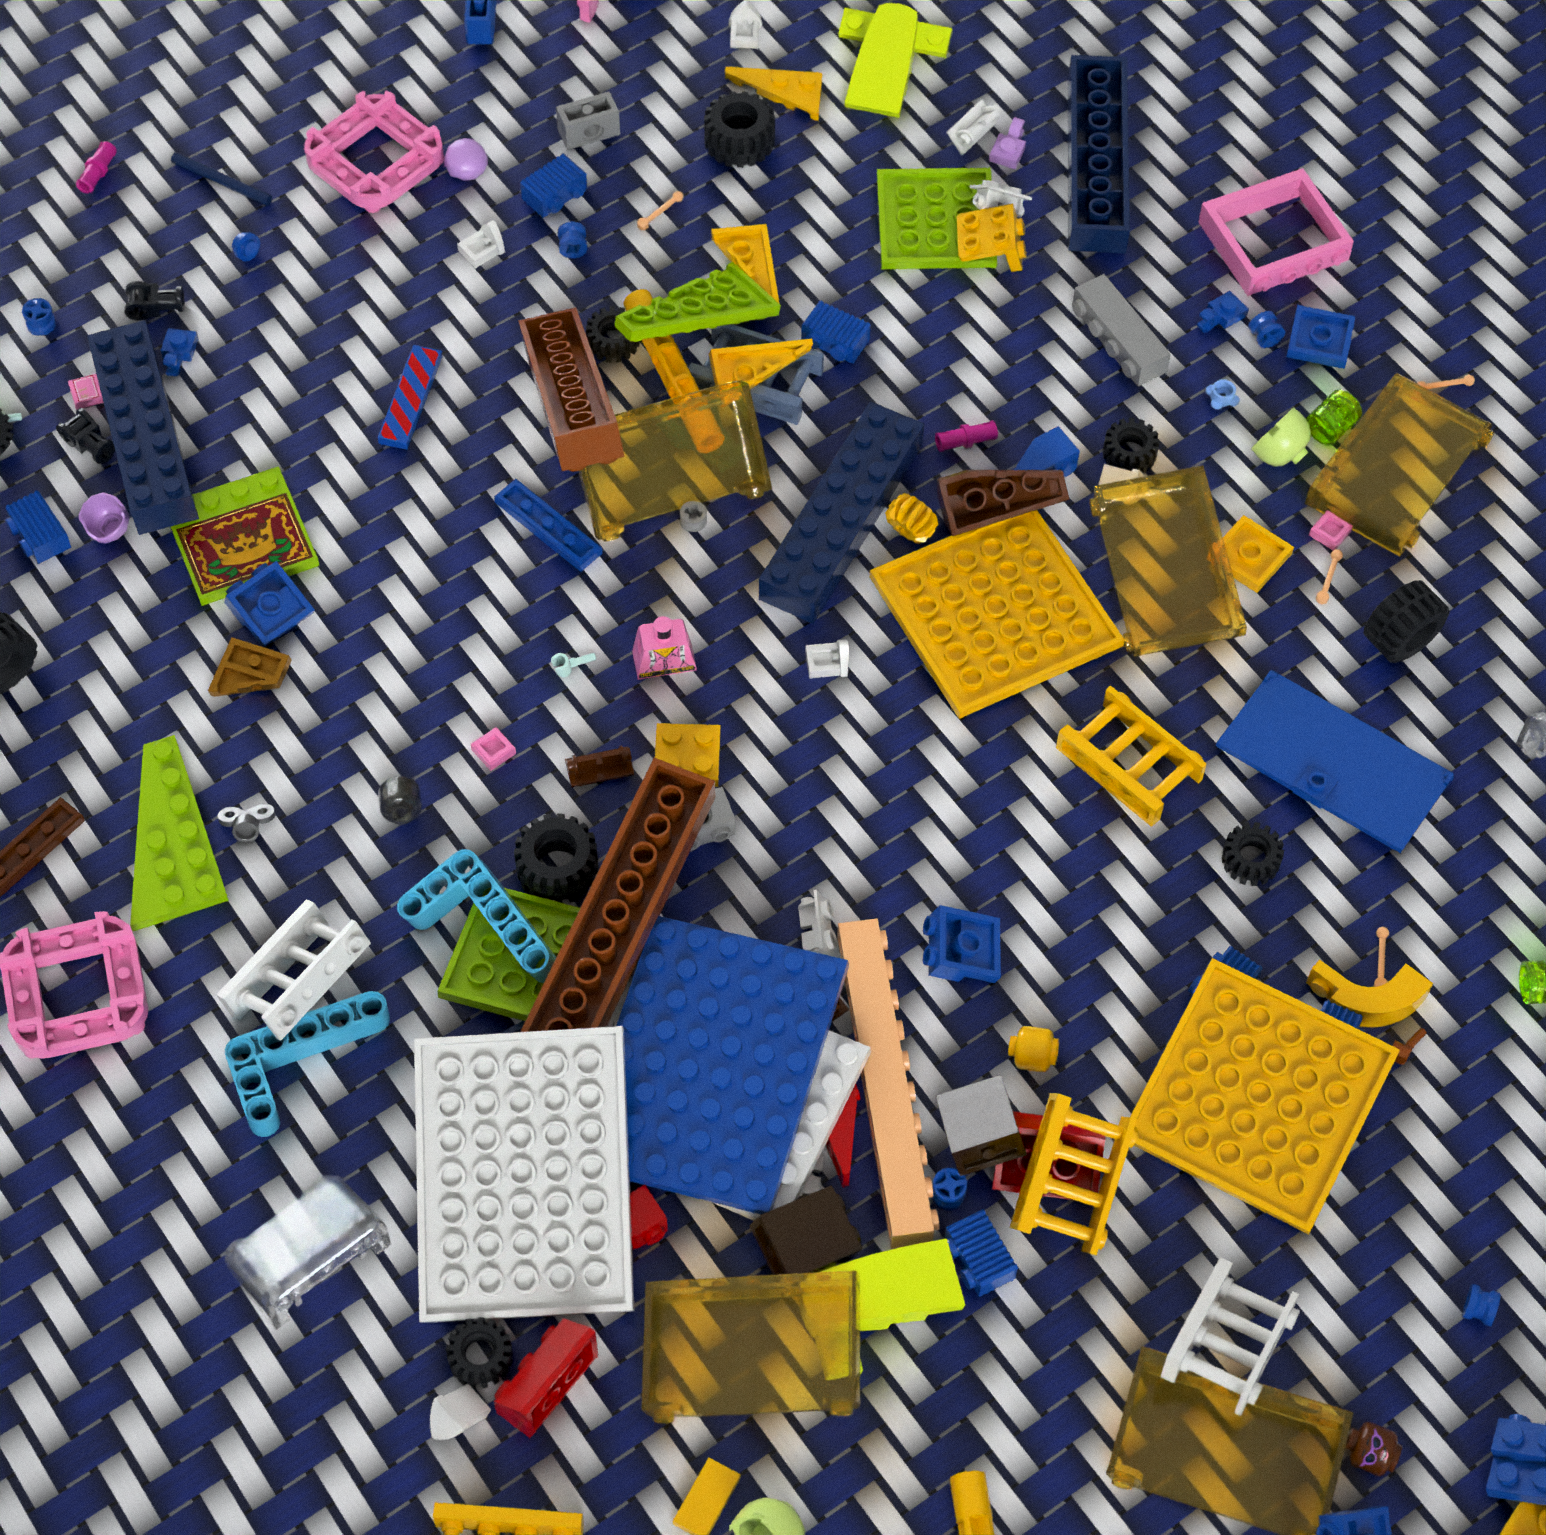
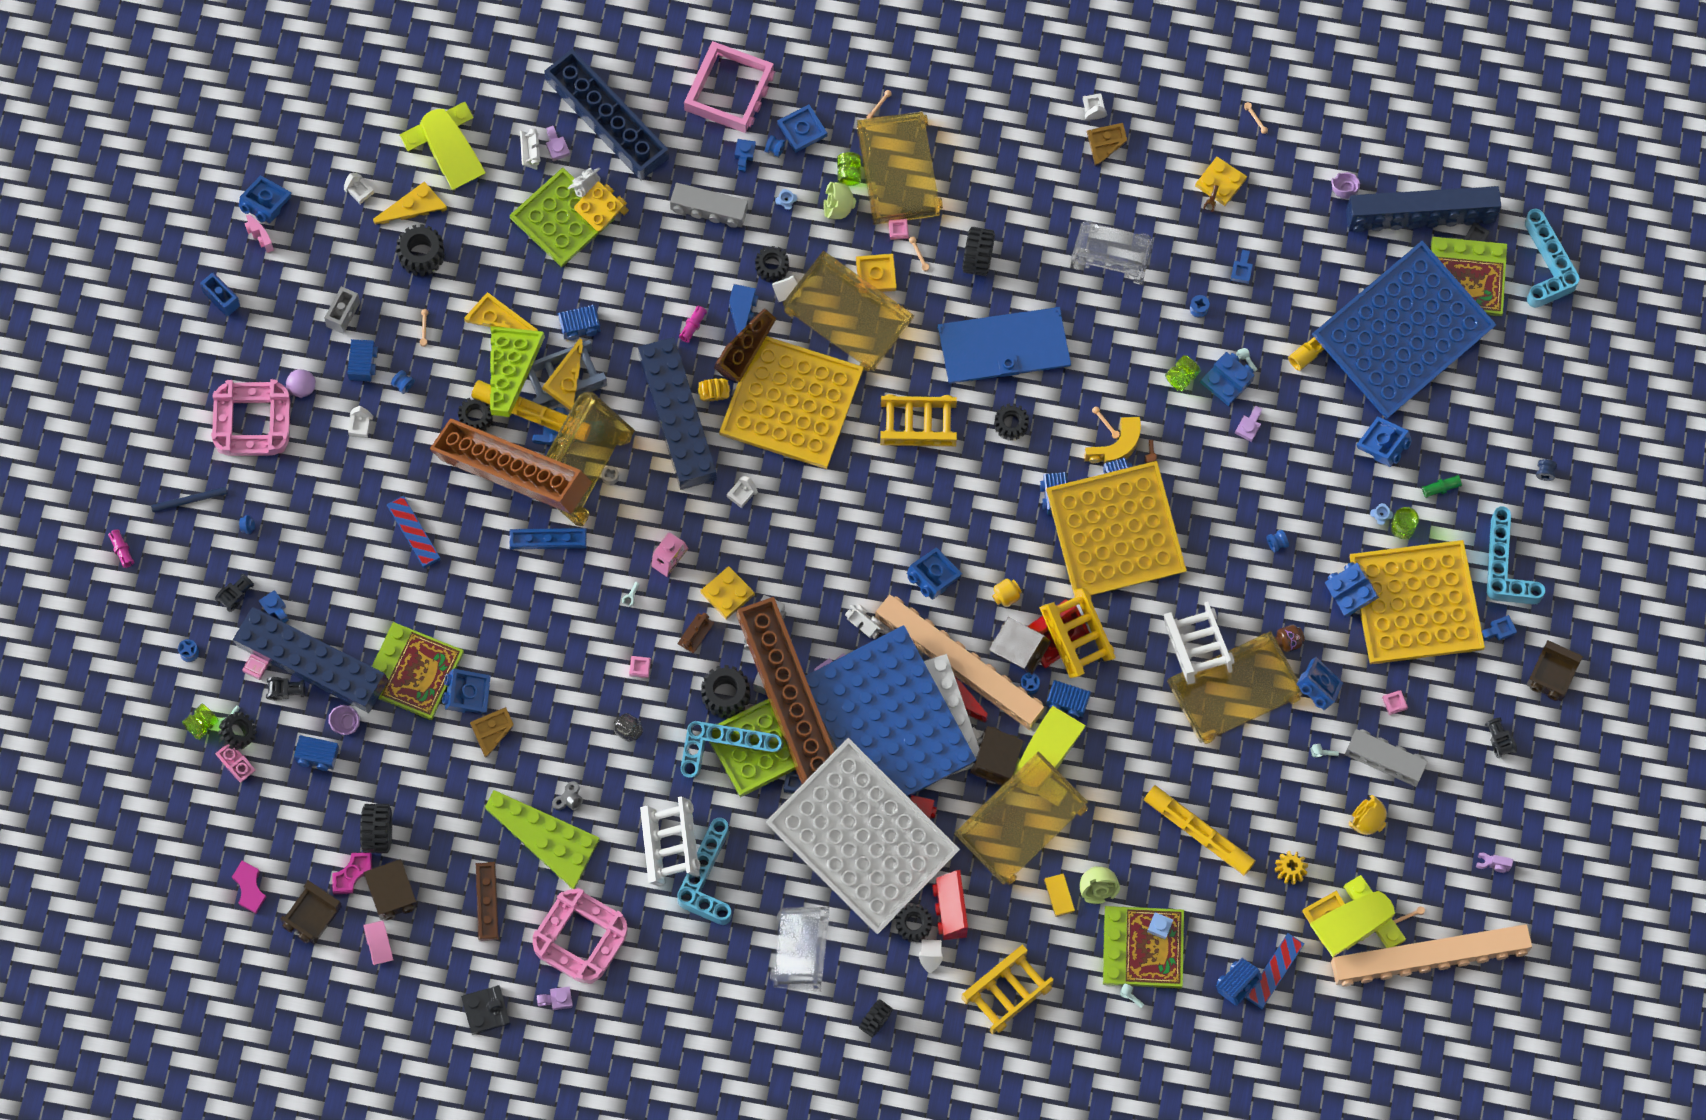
camera: 45 degrees left, 10 degrees up
(294, 1426) = (875, 1018): none -> black tyre

